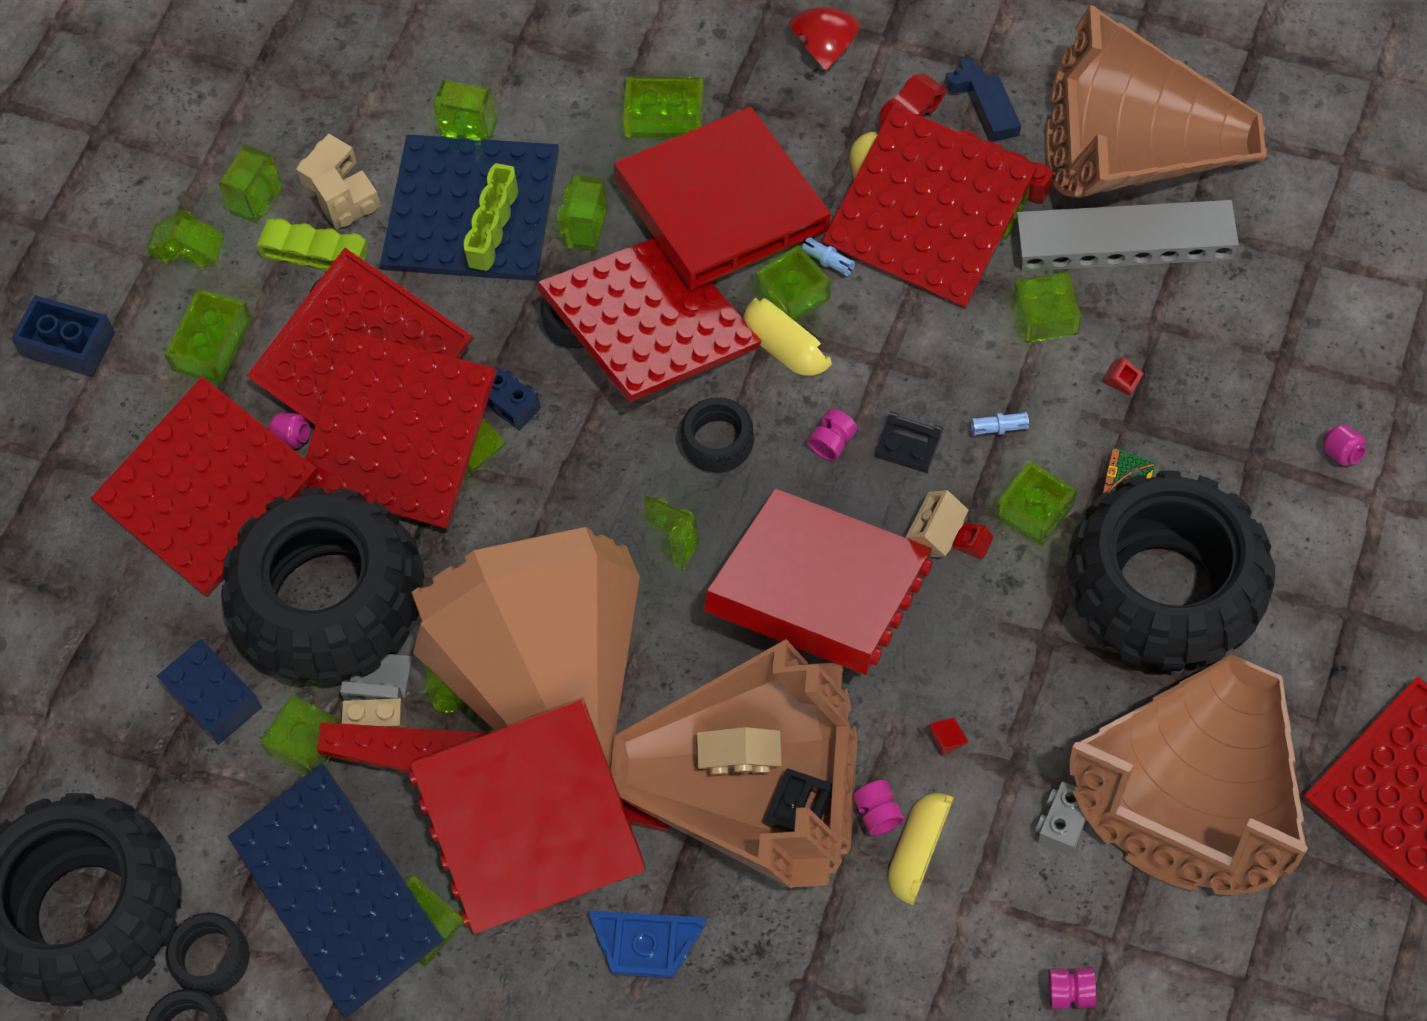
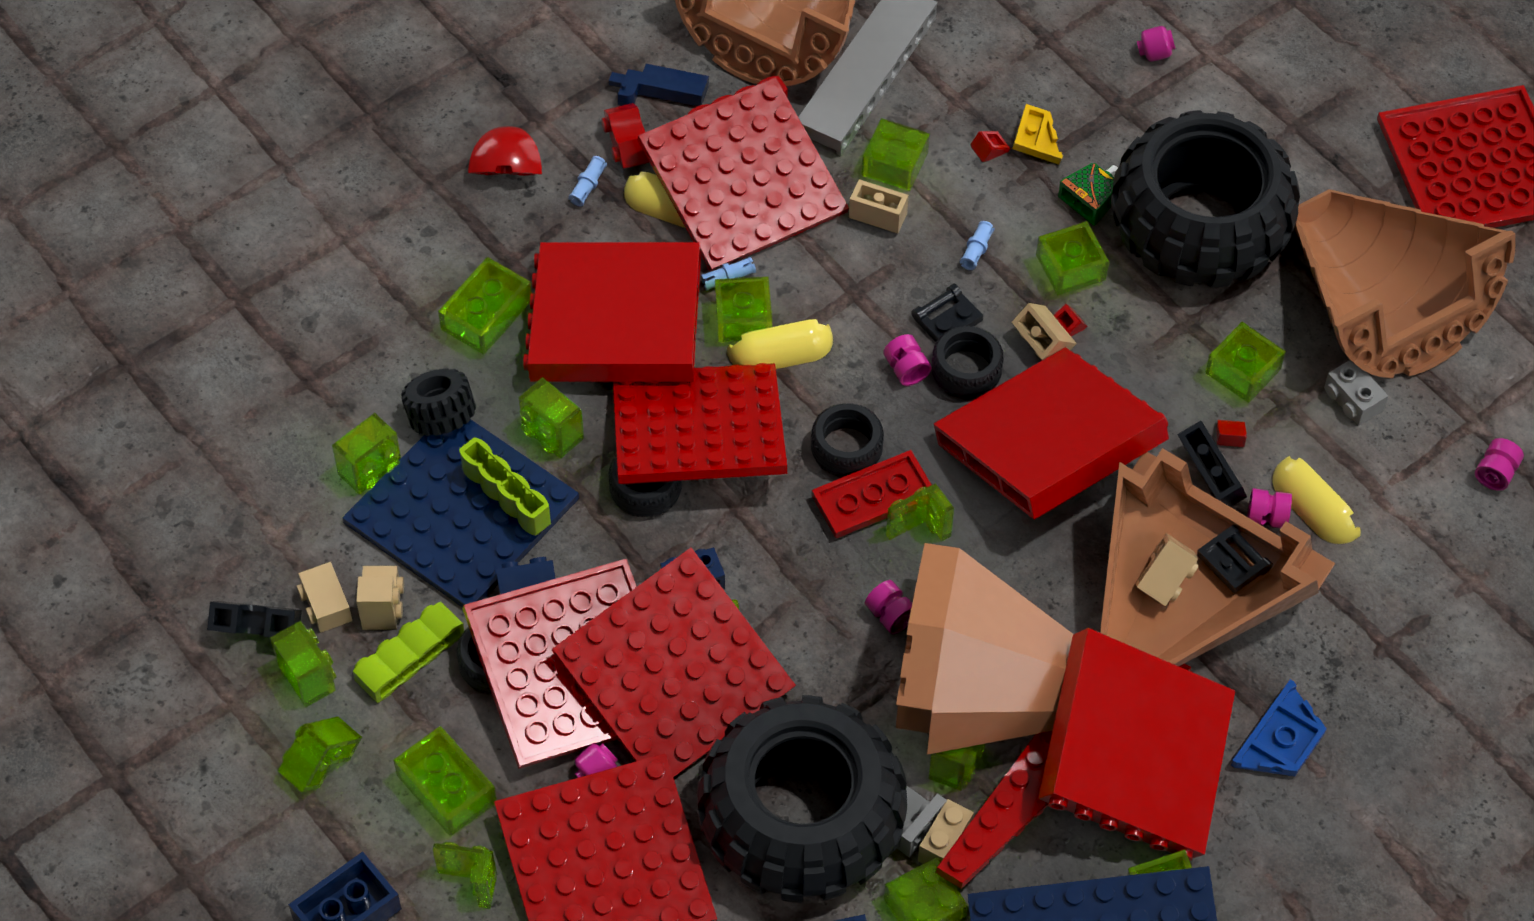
camera: 65 degrees left, 5 degrees down
(138, 408) = (472, 863): none -> clear neon green bracket
(269, 119) = (250, 618): none -> black arch
(420, 281) = (516, 576): none -> dark blue brick
(545, 129) = (438, 401): none -> black tyre
(681, 483) = (868, 493): none -> red plate
(847, 106) = (587, 180): none -> light blue pin
(864, 506) = (973, 340): none -> black tyre
(889, 734) = (1212, 464): none -> black brick
(977, 324) = (878, 206): none -> tan brick
(1026, 704) = (1245, 362): none -> clear neon green brick
(1160, 405) = (1037, 135): none -> yellow wing

